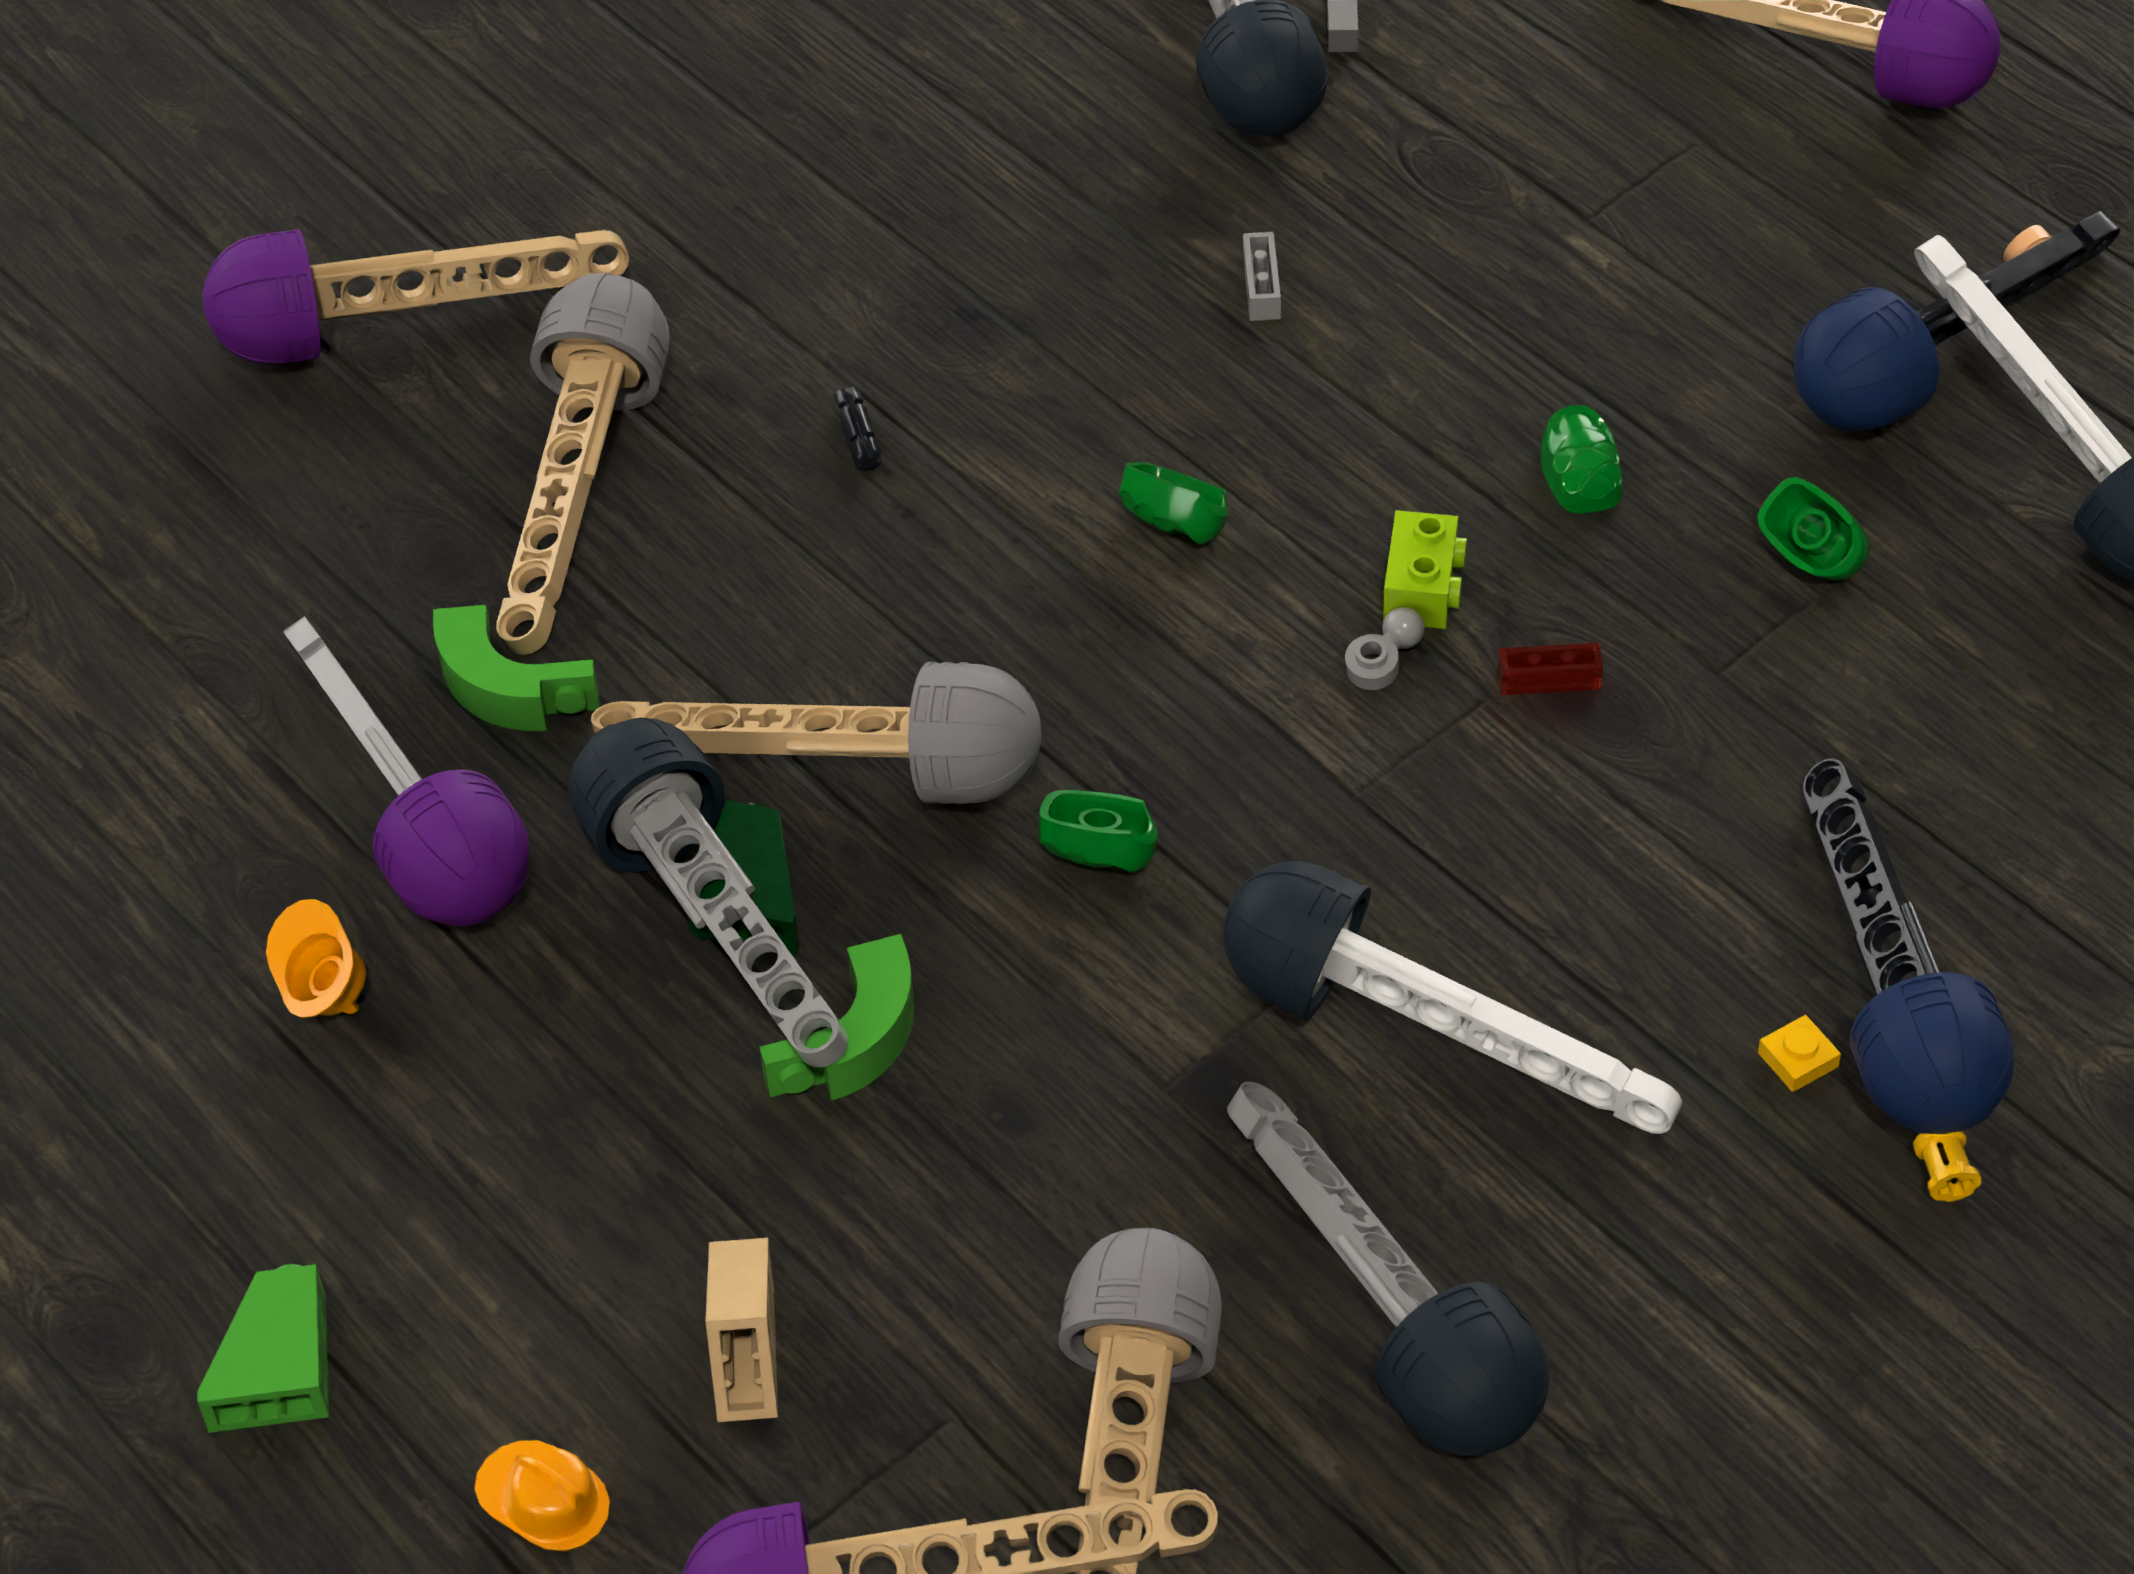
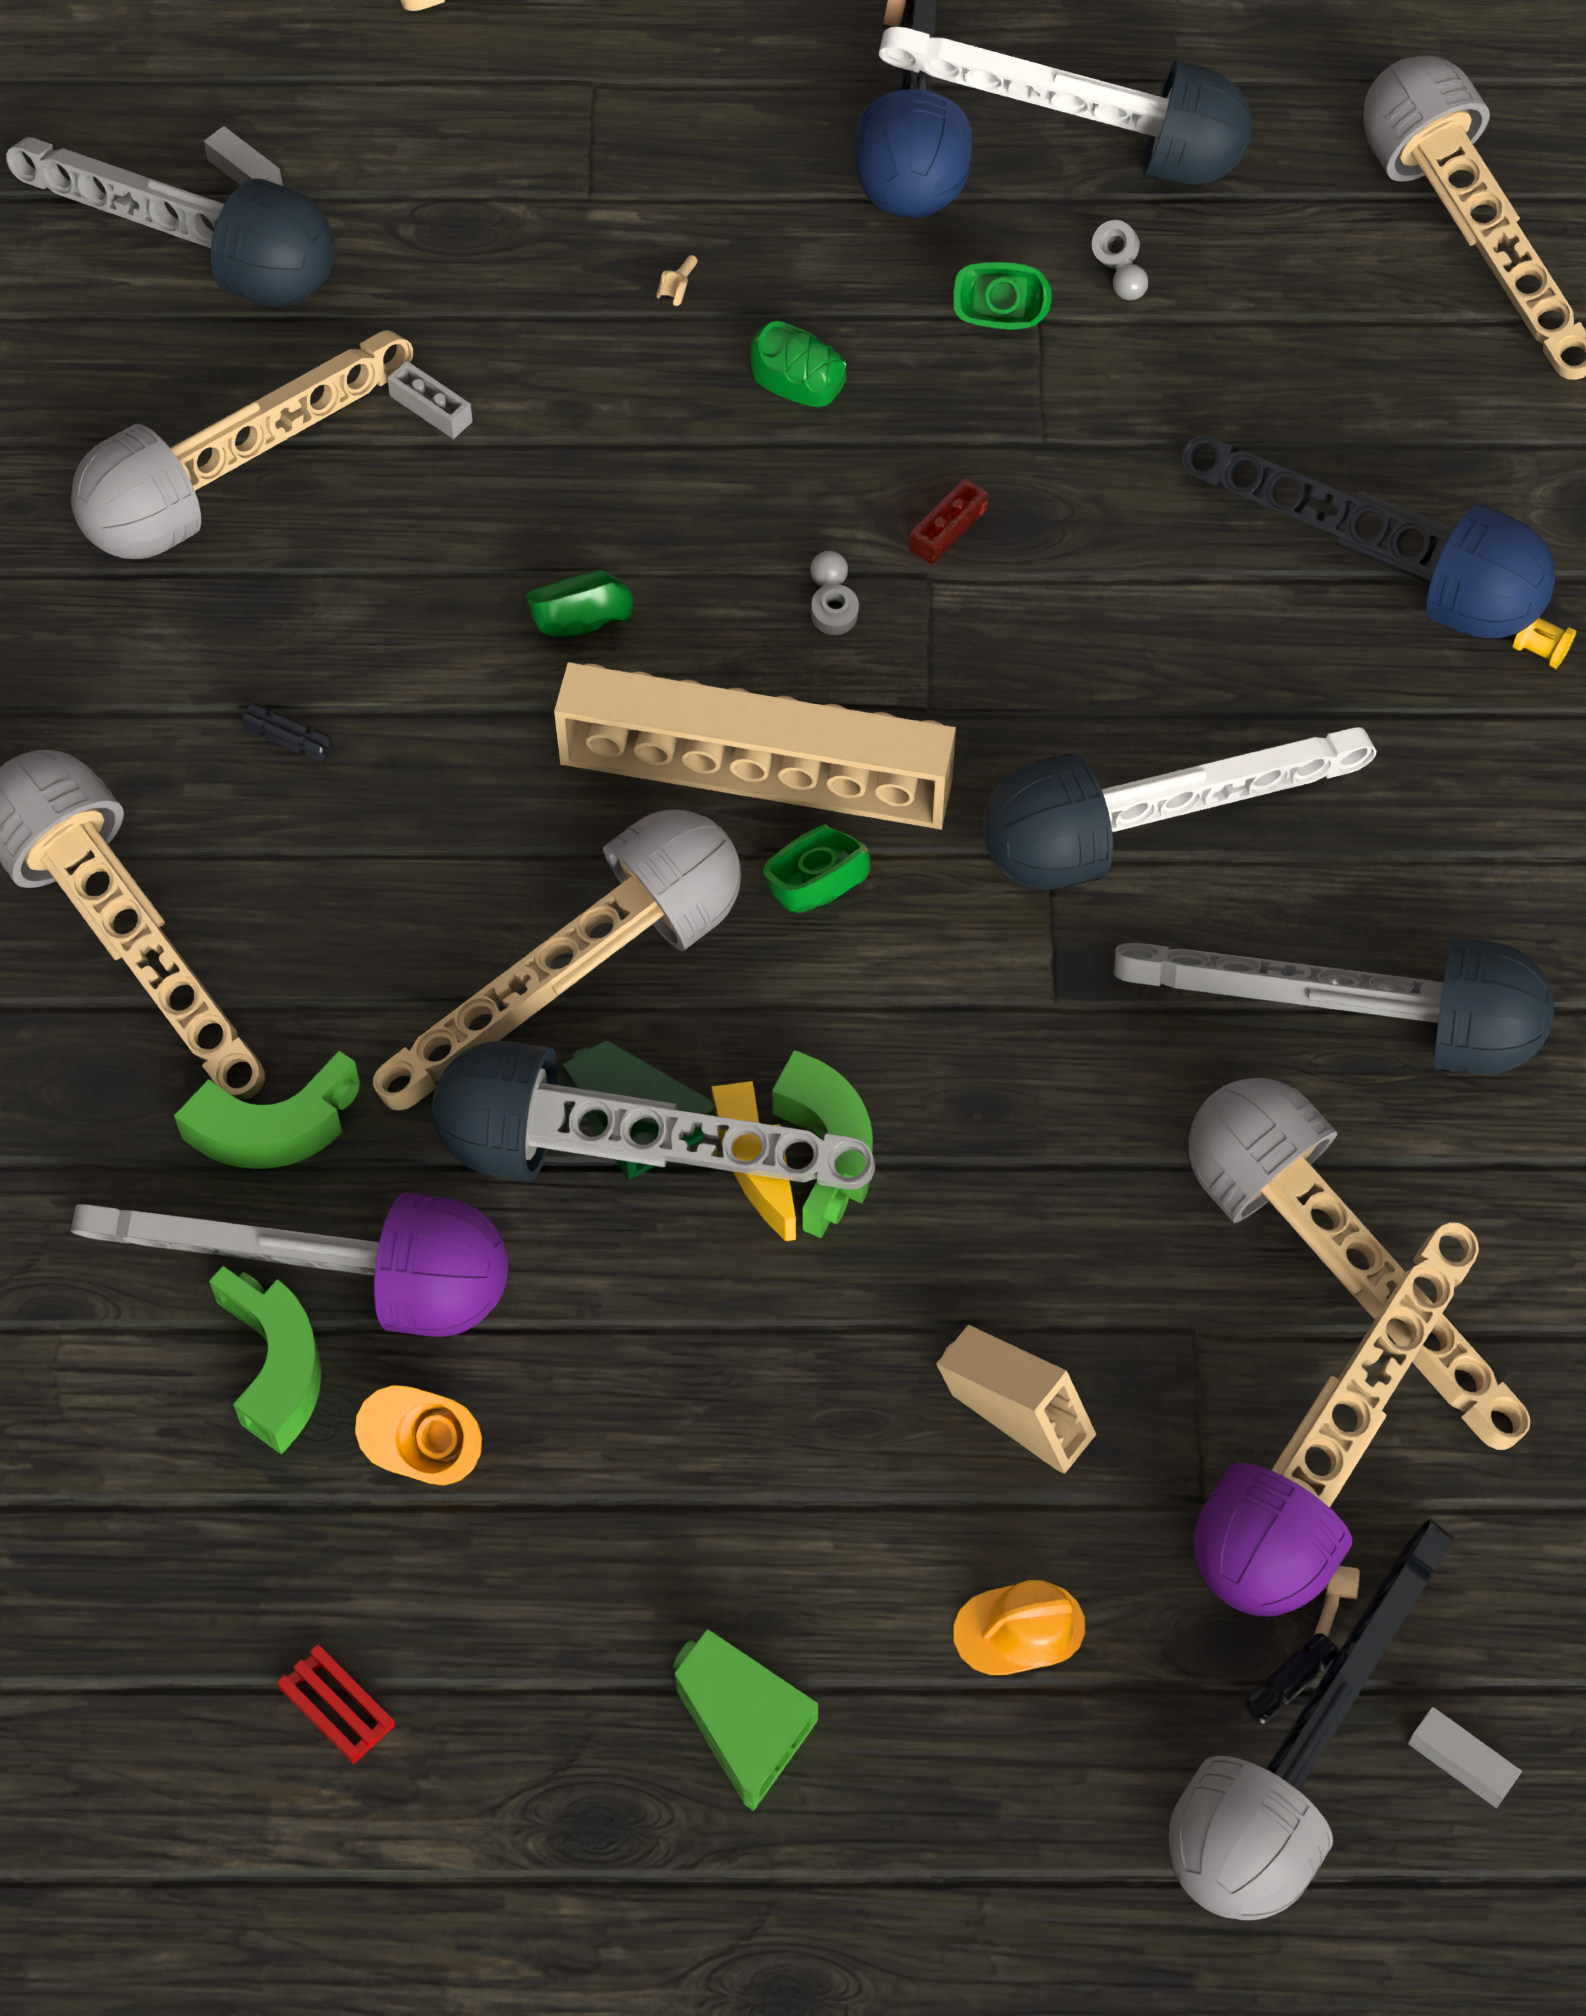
camera: 50 degrees left, 10 degrees up
(54, 1056) = (305, 1672): none -> red tile
(305, 845) = (289, 1383): none -> bright green arch
(820, 953) = (769, 1195): none -> yellow slope
(936, 173) = (140, 494): none -> piece
(1163, 699) = (755, 745): none -> tan brick
(1423, 565) = (793, 518): lime brick -> none
(1560, 327) = (675, 282): none -> tan hand
(1799, 1053) = (1382, 644): yellow plate -> none
(1973, 569) = (1129, 279): none -> light grey plate

